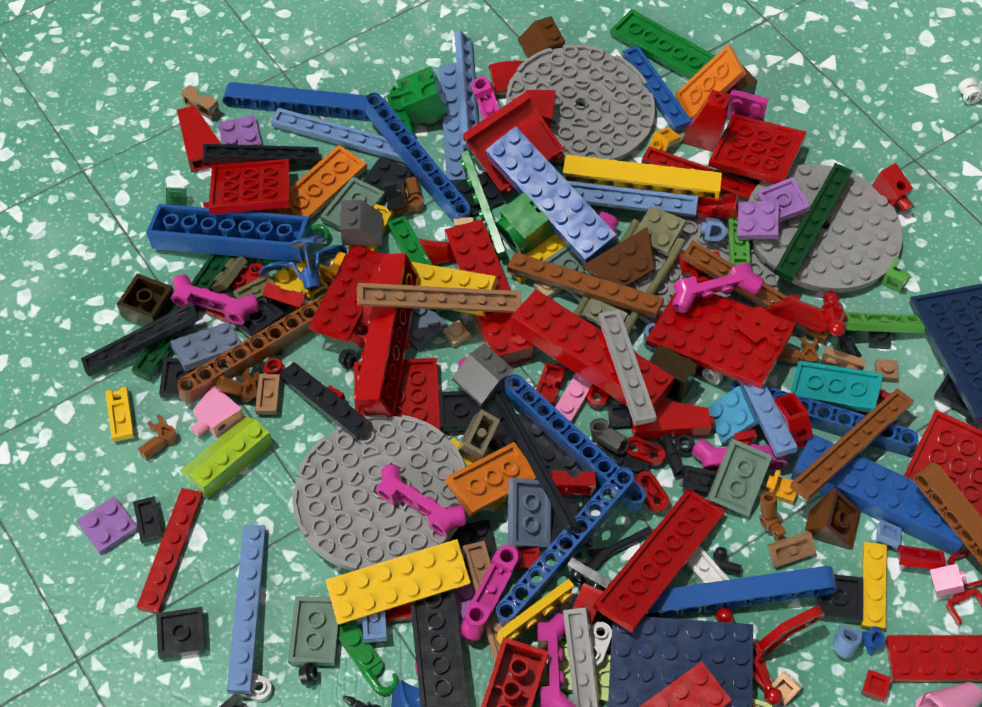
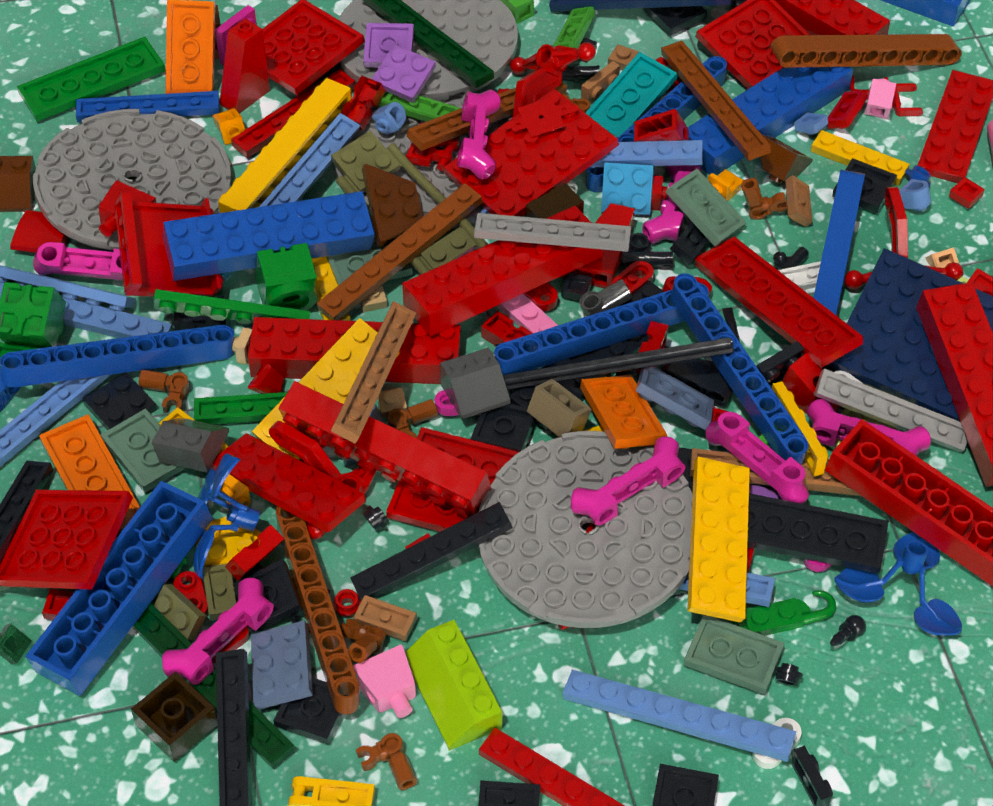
camera: 70 degrees left, 5 degrees down
(395, 194) = (163, 393): black panel -> none
(440, 344) = (413, 415): none -> dark orange bar

